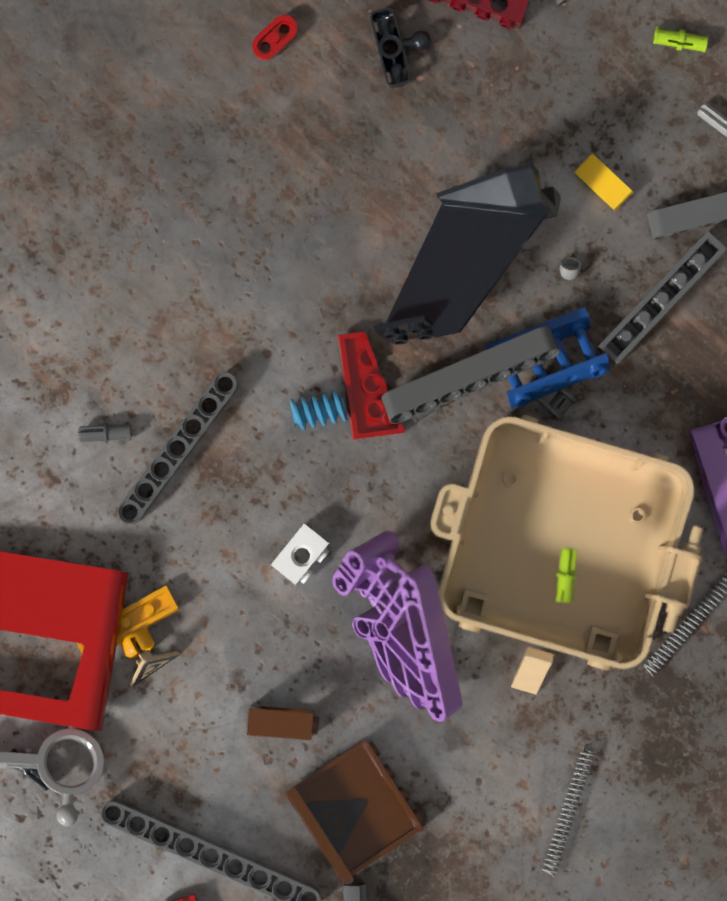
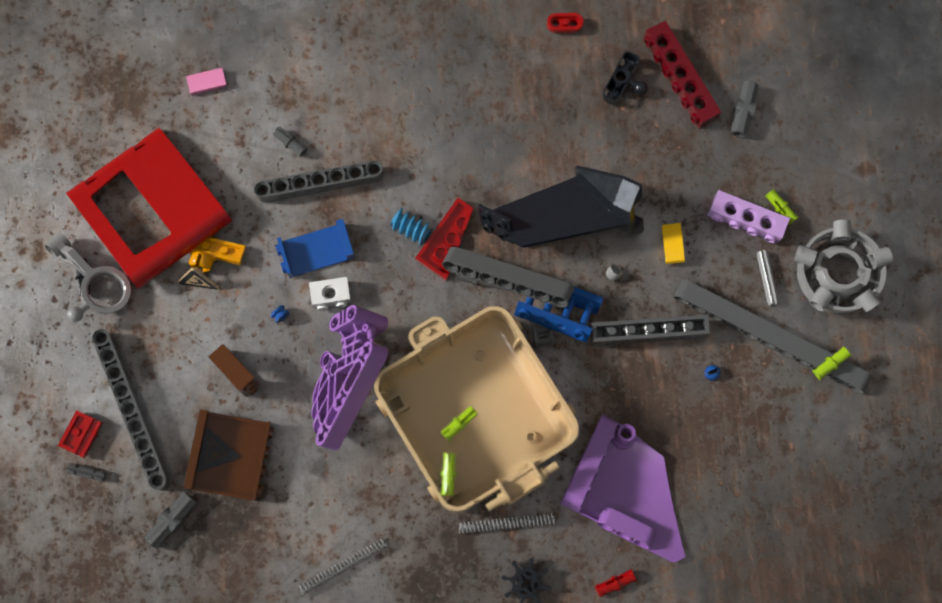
camera: 40 degrees right, 10 degrees down
(241, 523) = (315, 250): none -> blue panel
(269, 622) = (279, 314): none -> blue bush
(532, 670) = (394, 465): tan tile -> none
(602, 634) = (448, 474): none -> lime pin
(692, 64) = (740, 207): none -> lavender brick

